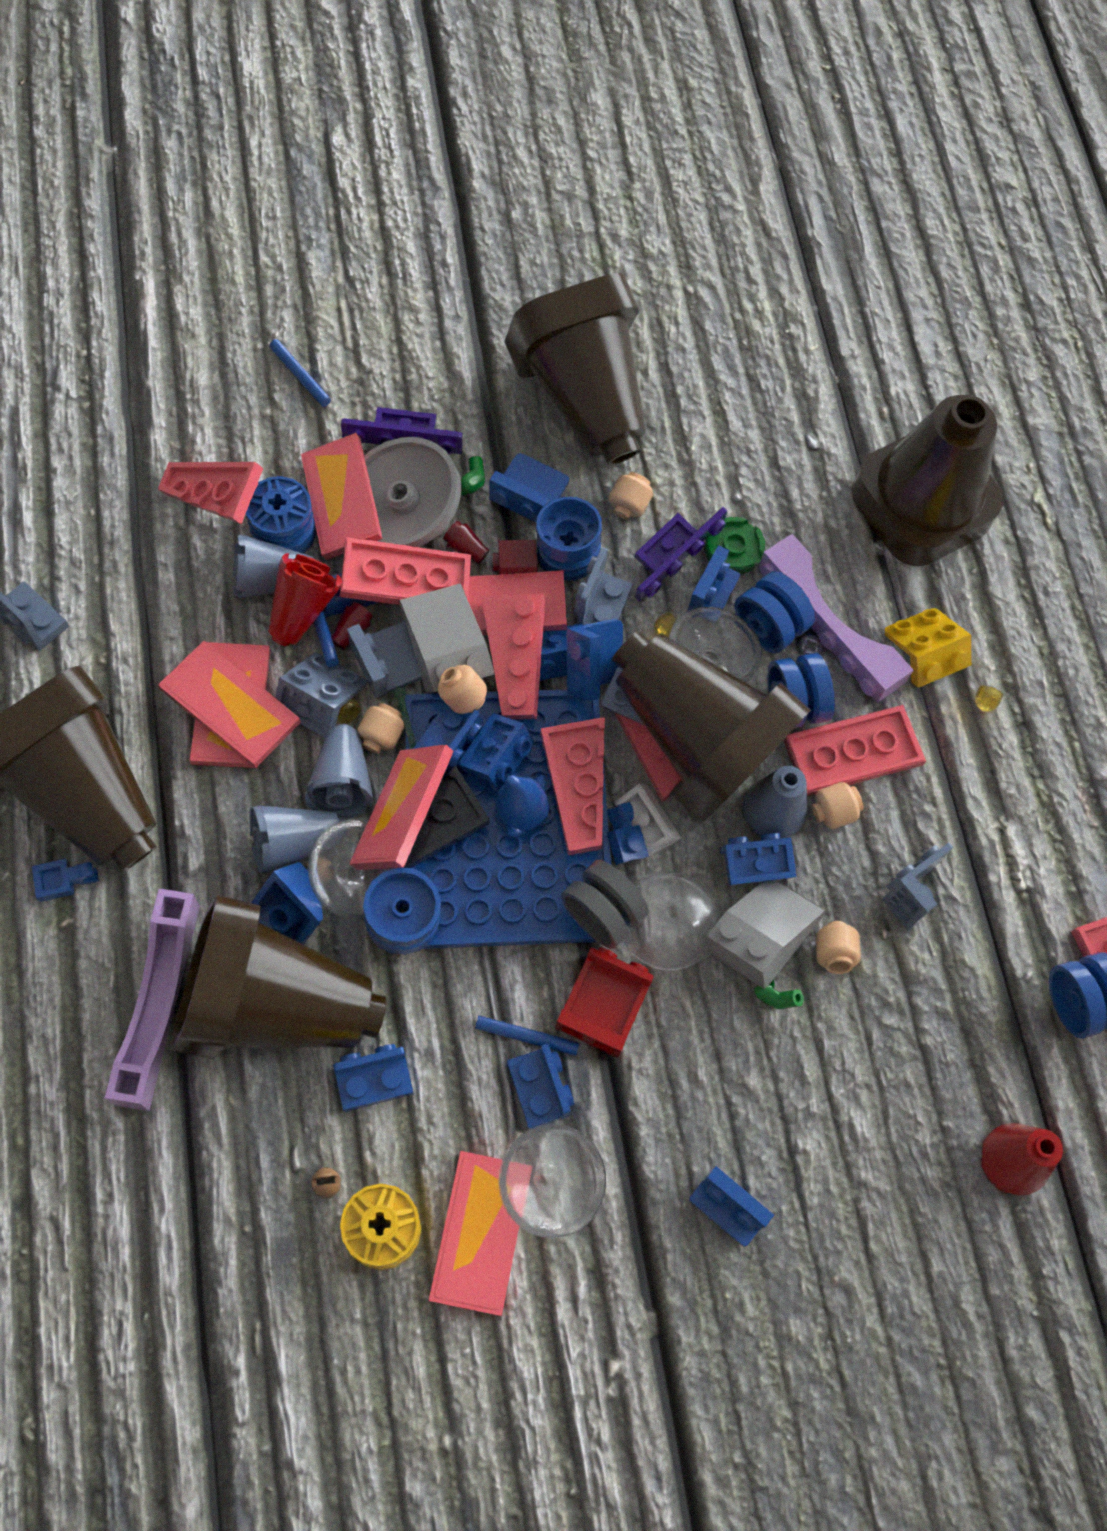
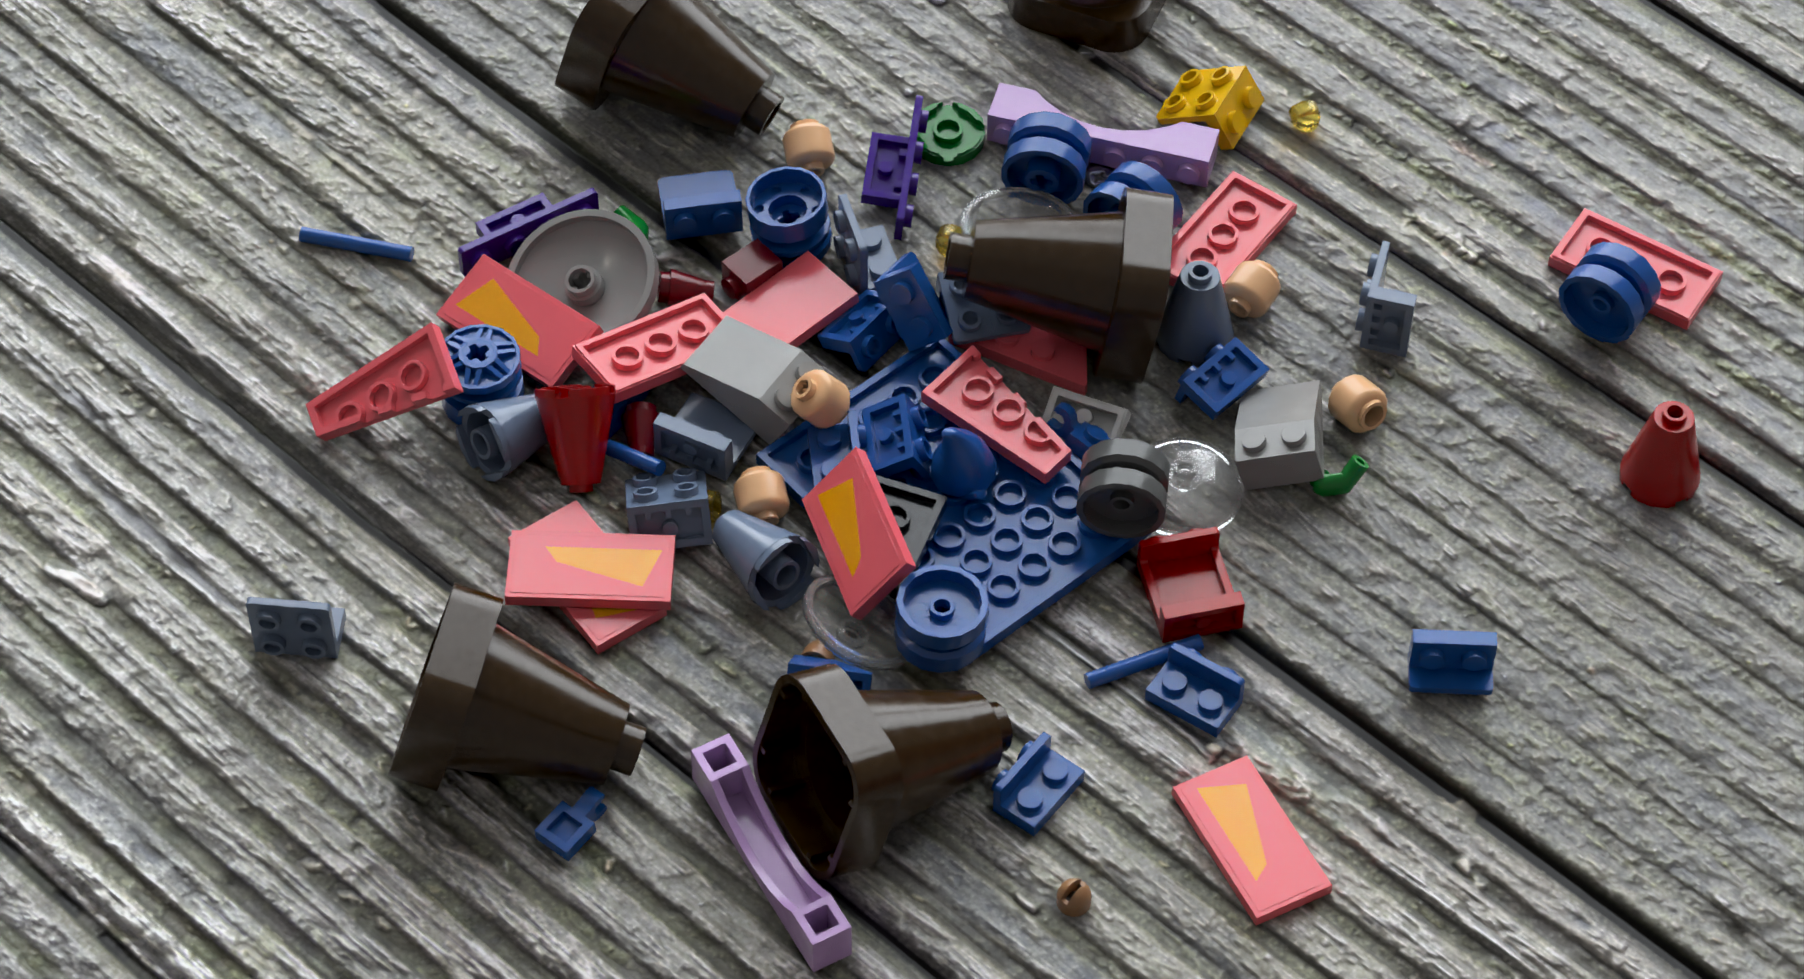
camera: 30 degrees left, 15 degrees down
(285, 834) = (758, 641): sand blue cone -> none
(396, 1243) = (1163, 882): yellow wheel -> none
(399, 693) = (803, 484): clear green hinge -> none
(515, 644) = (826, 332): coral wing -> none
(574, 1187) = (1279, 743): clear dish -> none
(715, 583) = (962, 171): blue bracket -> none

